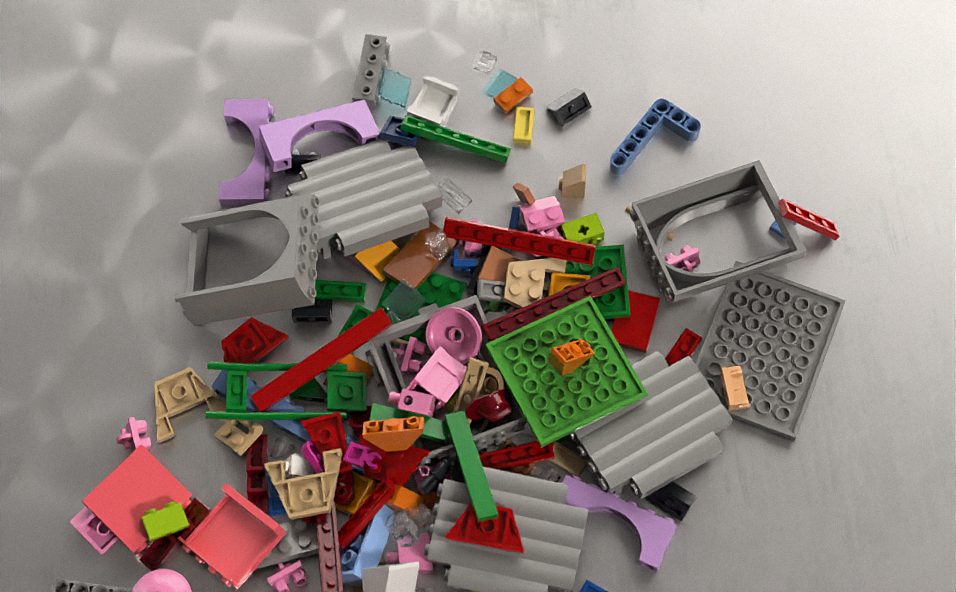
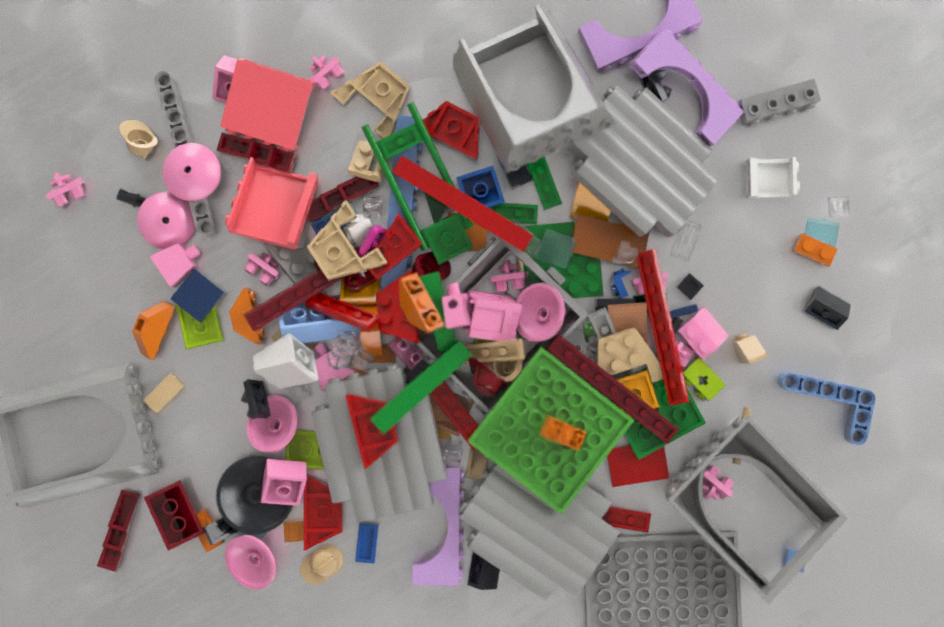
camera: 65 degrees right, 20 degrees up
(165, 521) = (256, 139): lime brick -> none
(313, 337) = (482, 186): none -> blue slope
(359, 455) = (388, 281): dark pink plate -> none
(392, 132) = (728, 163): dark blue tile -> none
(394, 87) = (771, 133): clear light blue piece -> none
(435, 476) = (400, 357): black axle -> none
(455, 139) = (742, 217): green tile -> none
(495, 209) = (690, 286): none -> black tile
(523, 125) = (789, 273): light yellow tile -> none
(524, 194) = (715, 307): nougat tile -> none
(734, 388) = (608, 584): light nougat hinge -> none
(808, 219) = (807, 588): red tile -> none

